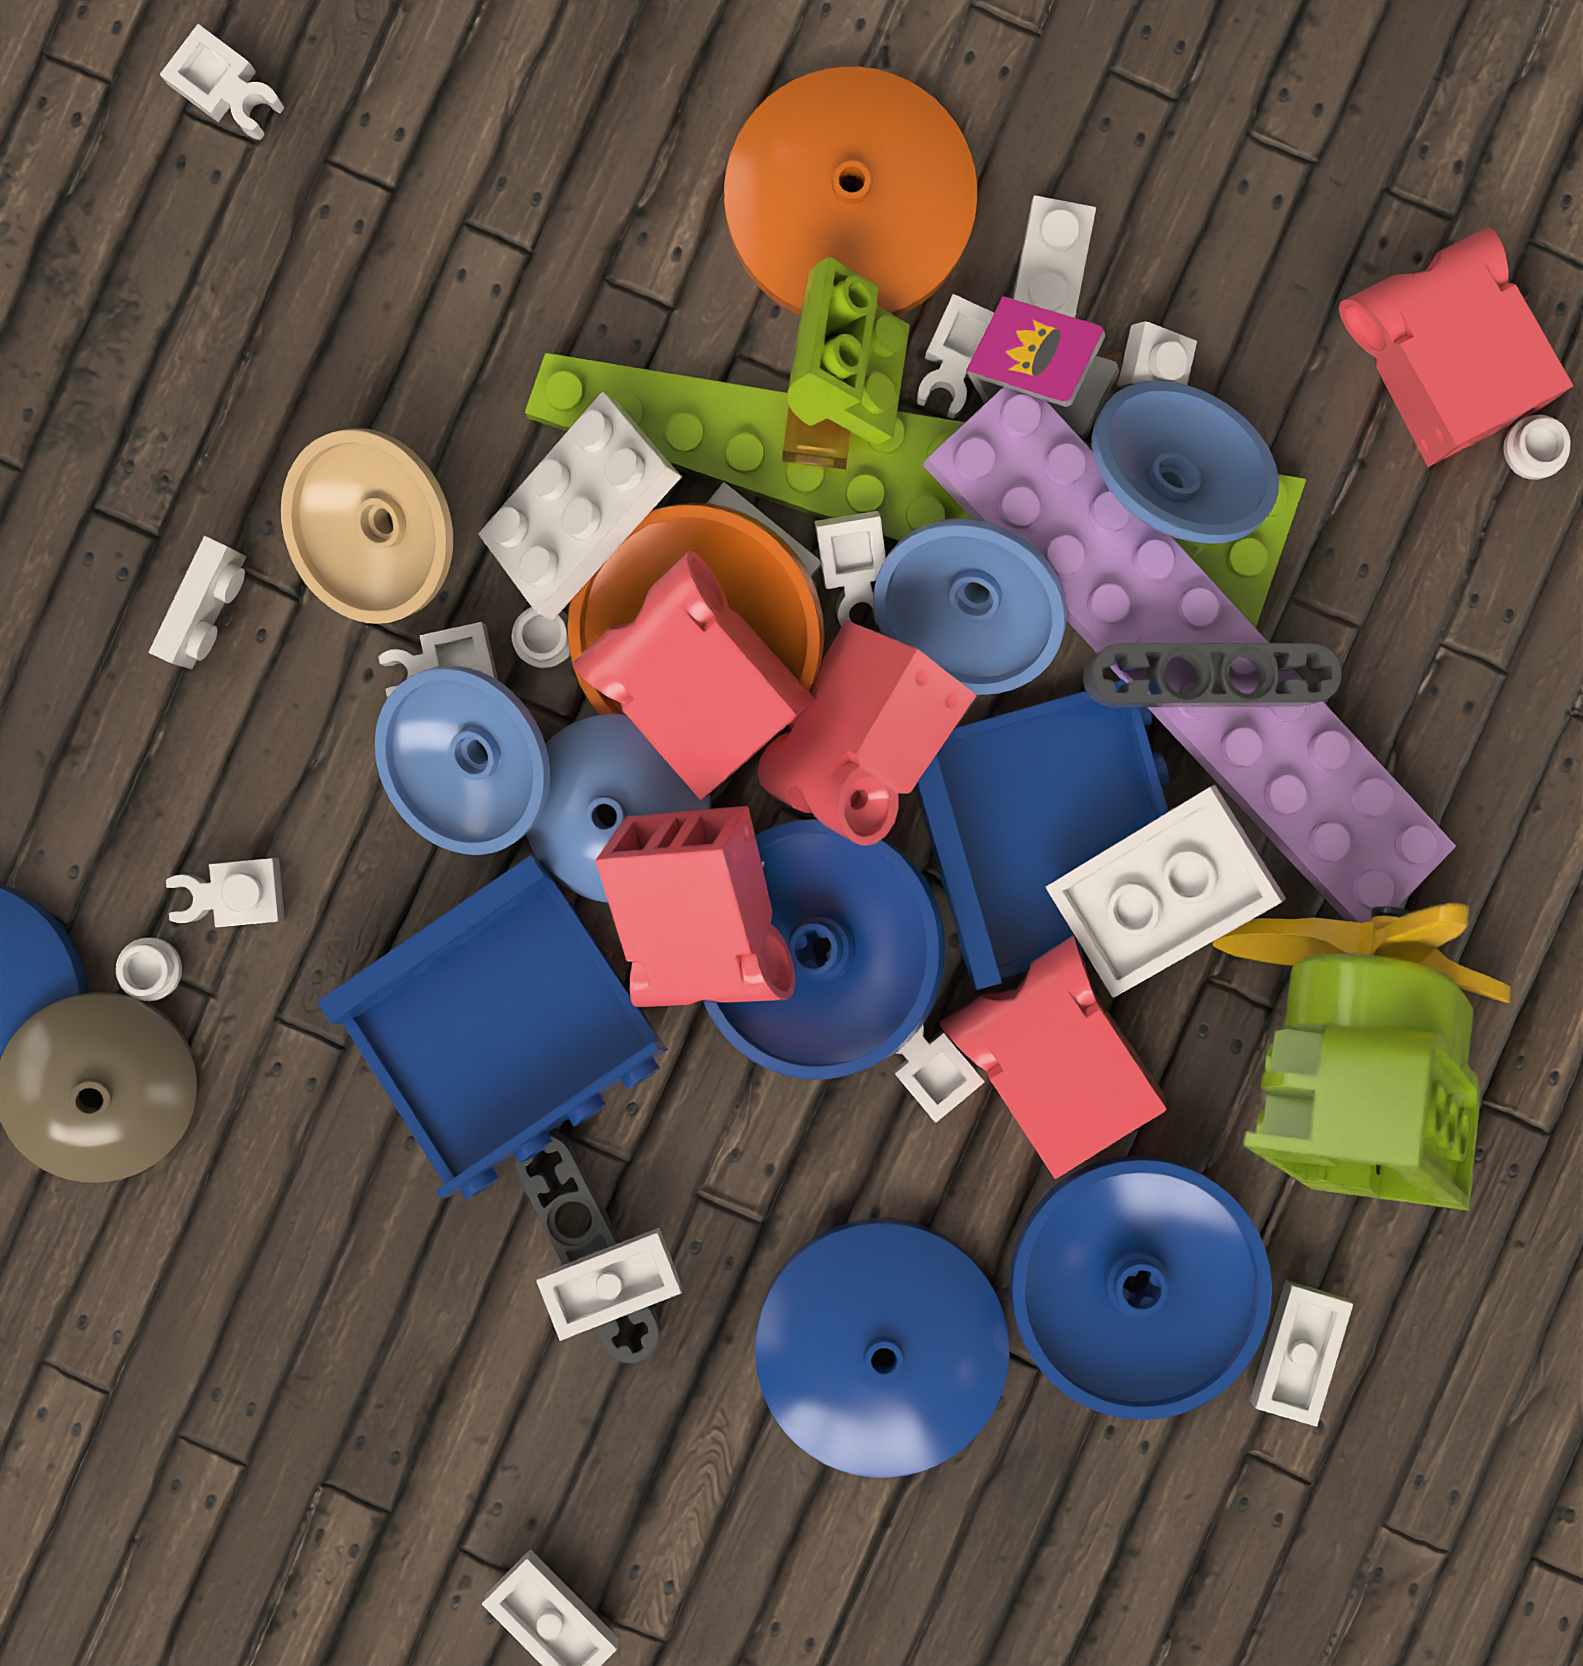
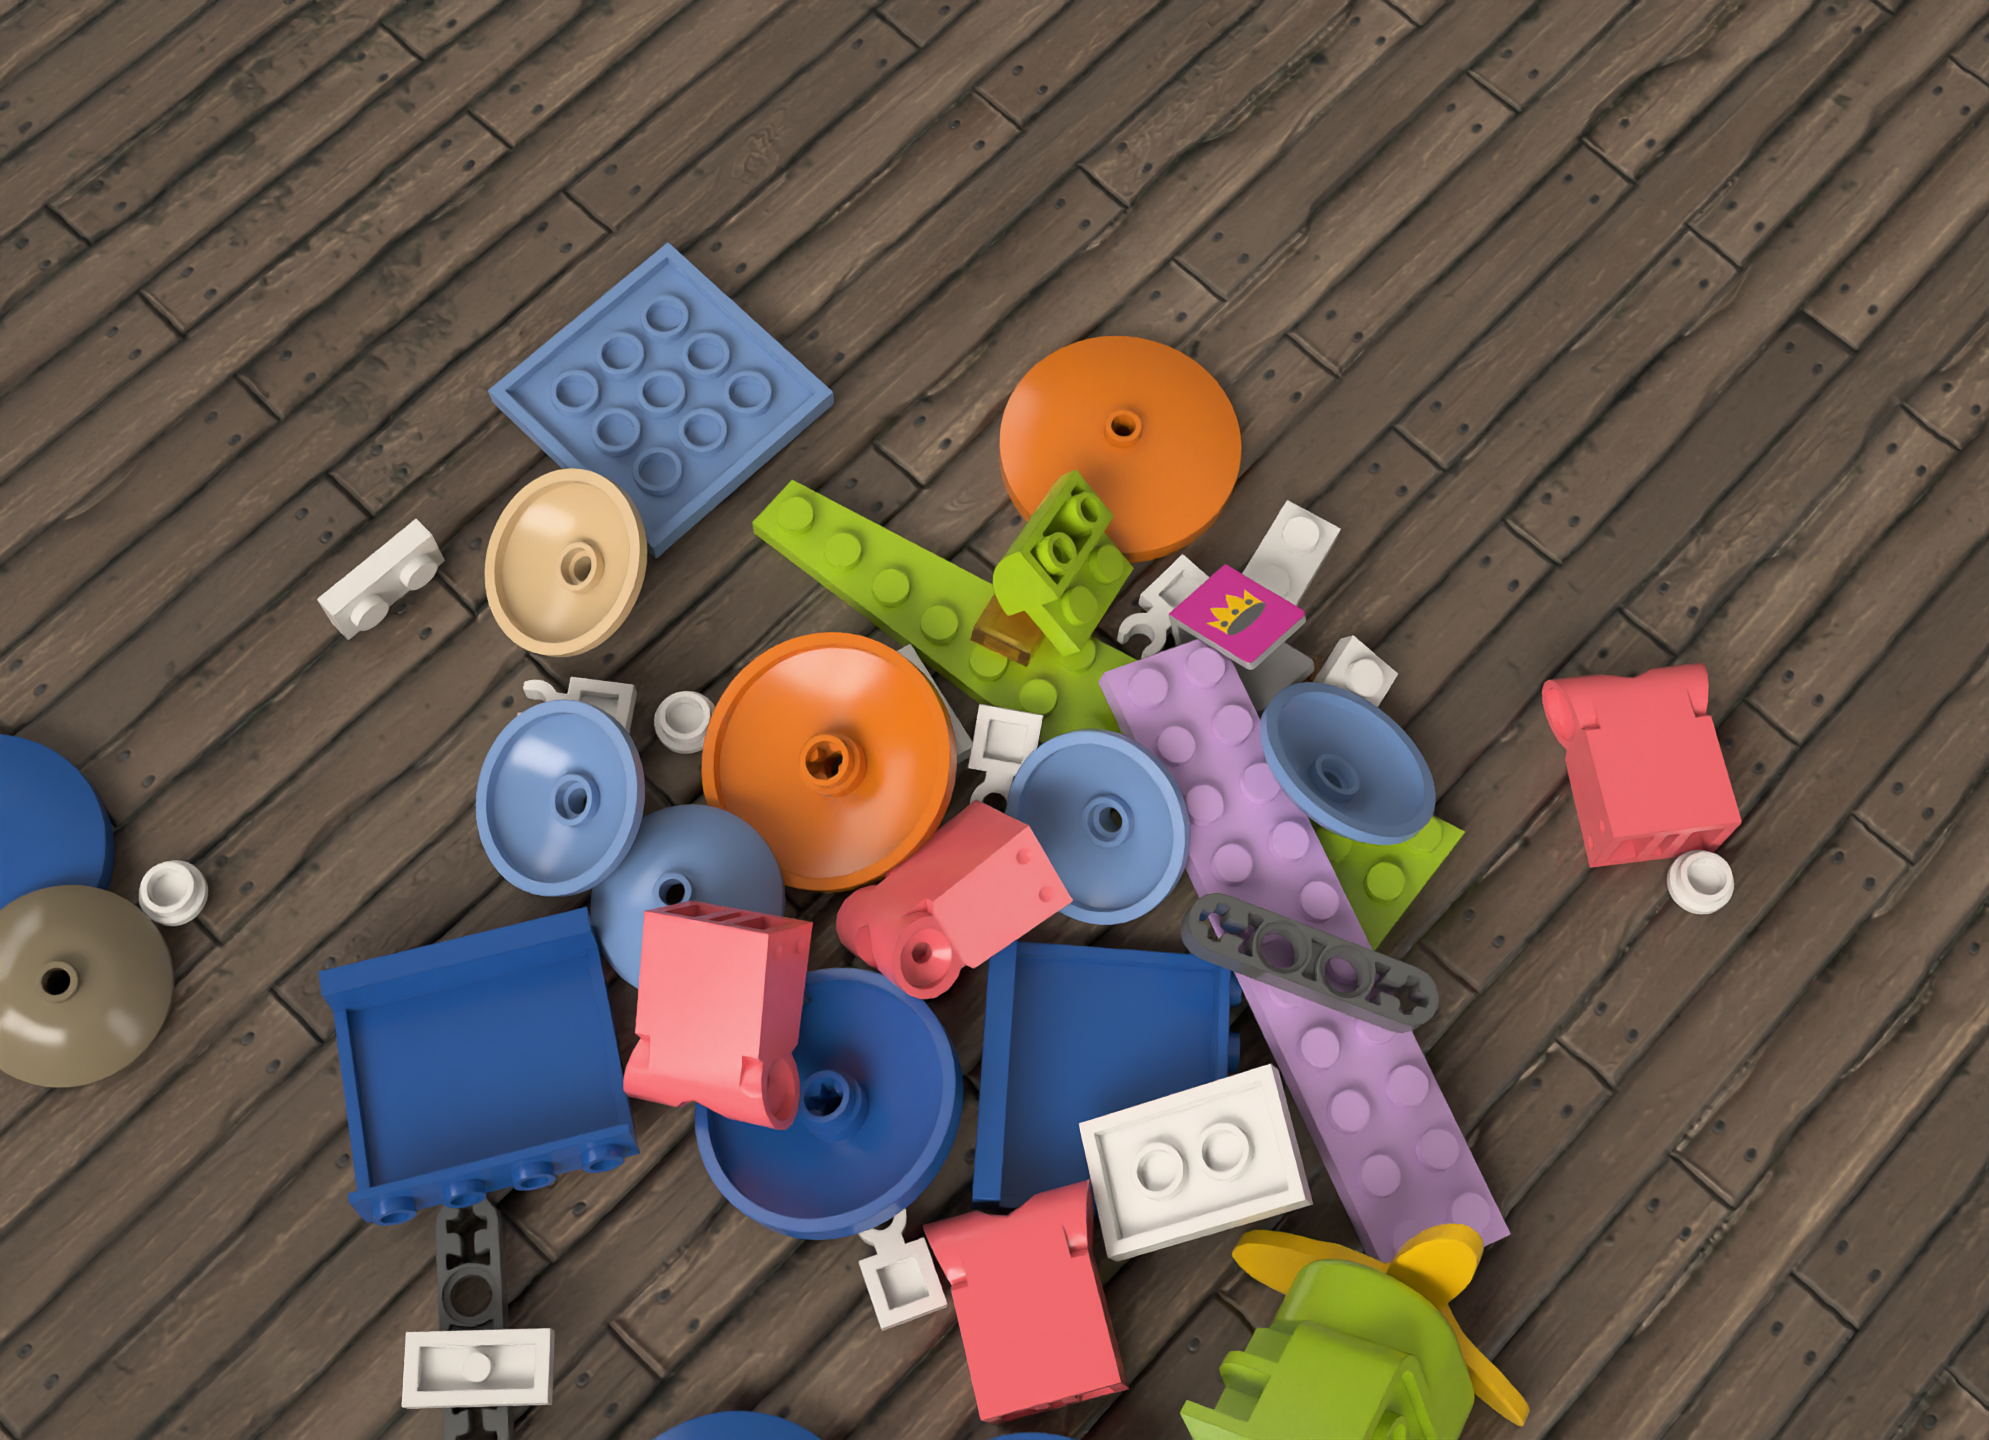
camera: 15 degrees right, 20 degrees down
(217, 80) = (604, 171): white plate -> none
(237, 893) = (291, 856): white plate -> none
(382, 307) = (663, 394): none -> medium blue plate
(578, 506) = (765, 610): white plate -> none
(695, 677) = (812, 795): coral piece -> none

